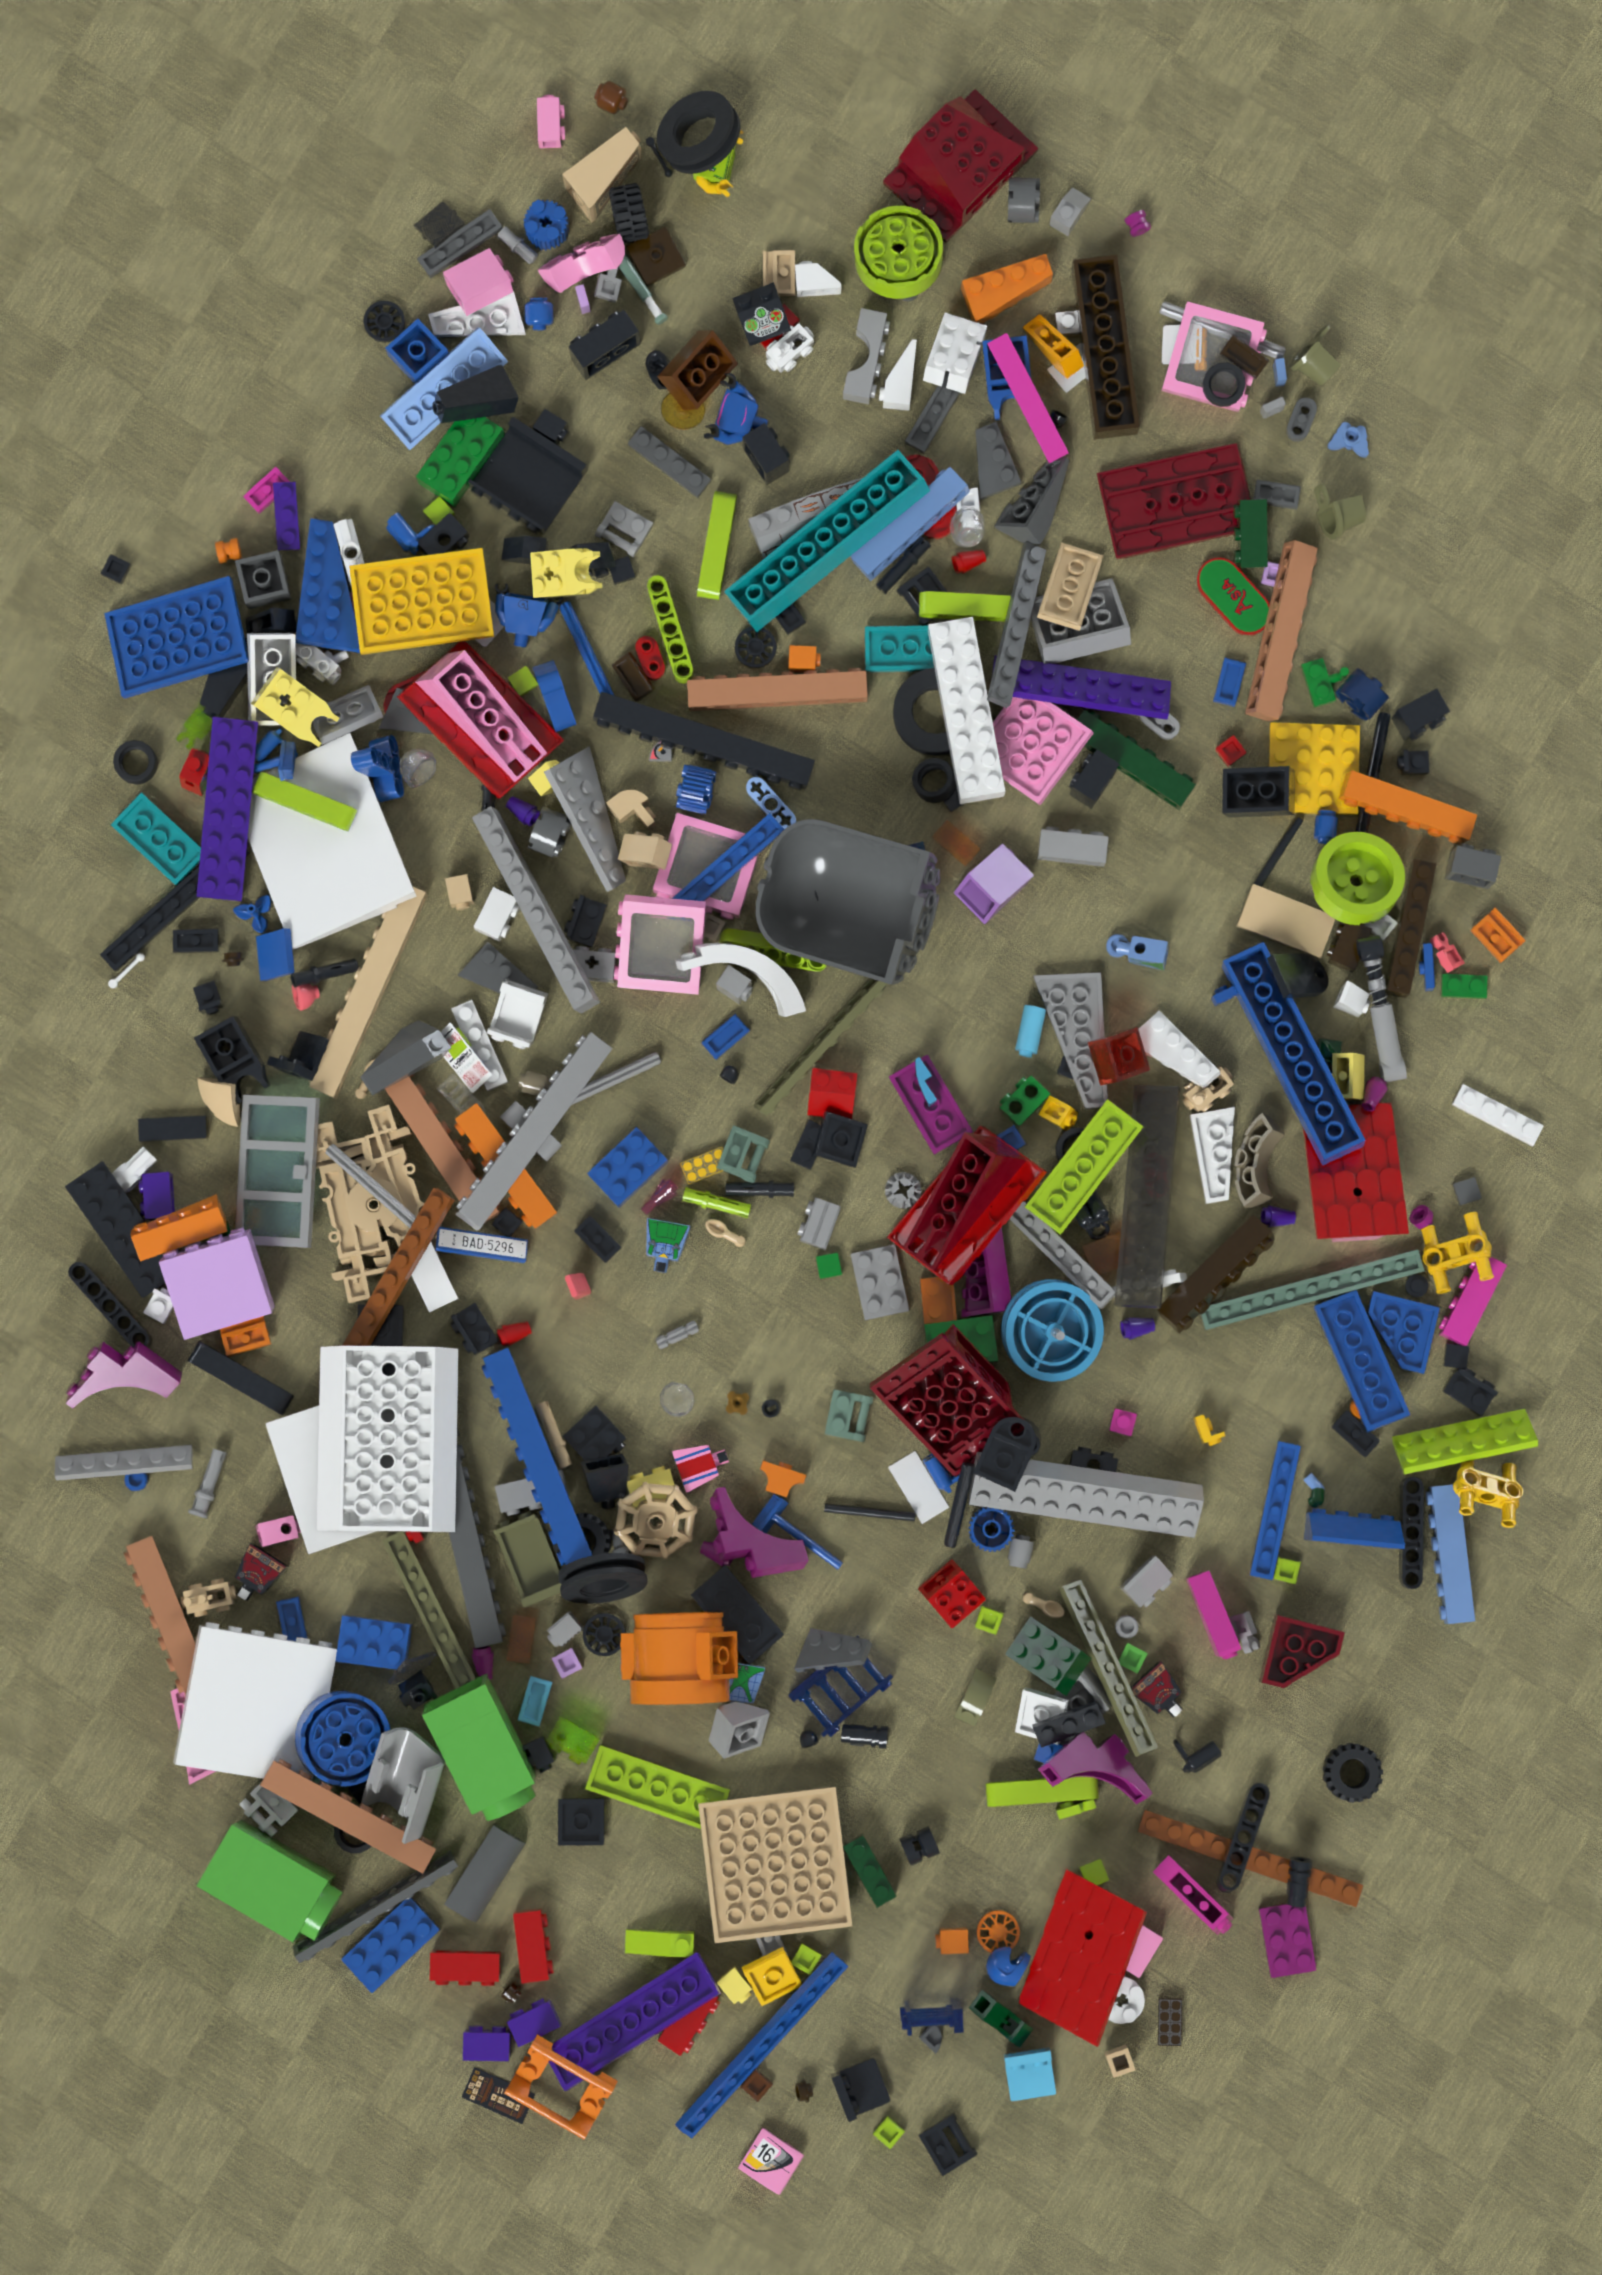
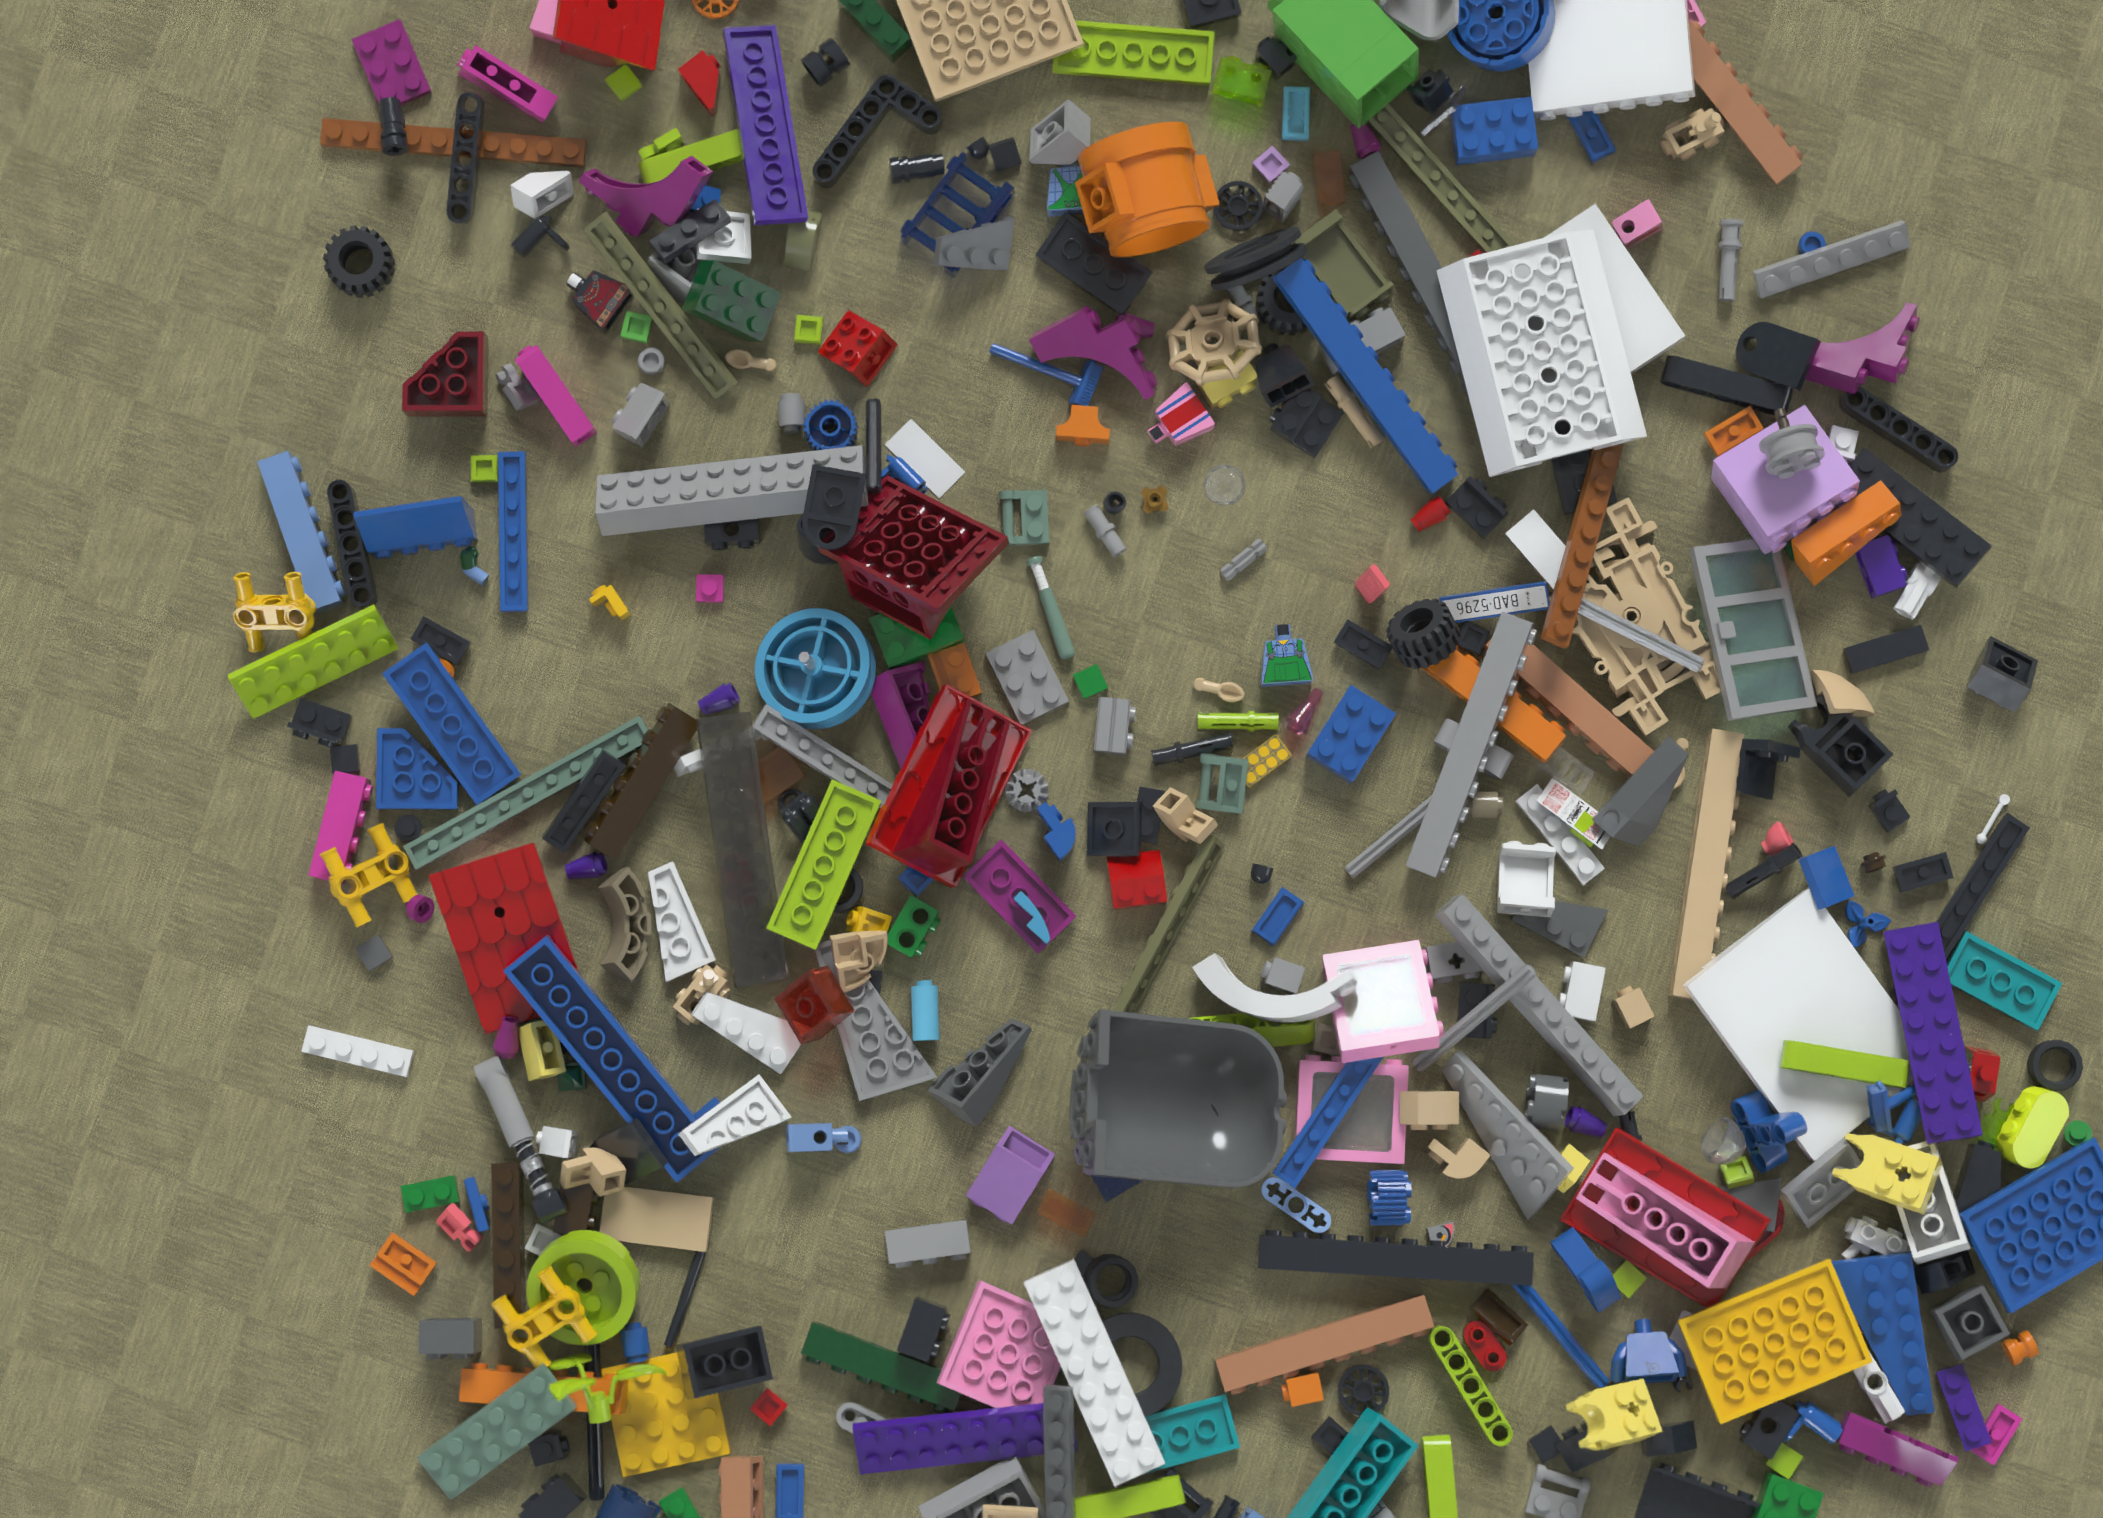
camera: 165 degrees right, 0 degrees up
(84, 1083) = (2002, 674): none -> slope
(133, 705) = (2077, 1132): none -> green plate
(168, 717) = (2032, 1127): none -> neon yellow brick
(191, 1390) = (1779, 354): none -> black tile
(207, 1301) = (1791, 447): none -> light grey wheel
(258, 1571) = (1645, 176): torso -> none
(349, 498) = (1895, 1449): none -> magenta wedge
(412, 740) = (1737, 1173): none -> lime tile
(547, 1232) = (1423, 633): none -> black tyre
(586, 912) = (1476, 1016): none -> light grey axle
(781, 1132) = (1182, 818): none -> tan brick
(785, 1387) = (1105, 531): none -> light grey pin
(788, 1728) = (1005, 154): none -> black tile
(844, 1322) = (1054, 617): none -> sand green piece
(869, 1512) = (975, 415): black bar -> none
(884, 1142) = (1062, 836): none -> blue brick
(895, 1783) = (869, 123): none -> black beam
(983, 1801) = (765, 125): none -> dark purple plate
(1001, 965) = (977, 1081): none -> dark grey wedge
(1026, 1857) = (703, 79): none -> red slope
(1075, 1088) = (856, 955): none -> tan brick
(1185, 1793) = (541, 191): none -> white slope
(1202, 982) = (738, 1116): none -> white wing
(1267, 1270) = (583, 801): none -> black plate
(1324, 969) = (594, 1167): none -> tan brick
(1367, 783) = (597, 1402): none -> lime plant
(1394, 859) = (544, 1318): none -> yellow piece
(1452, 783) = (495, 1432): none -> sand green plate

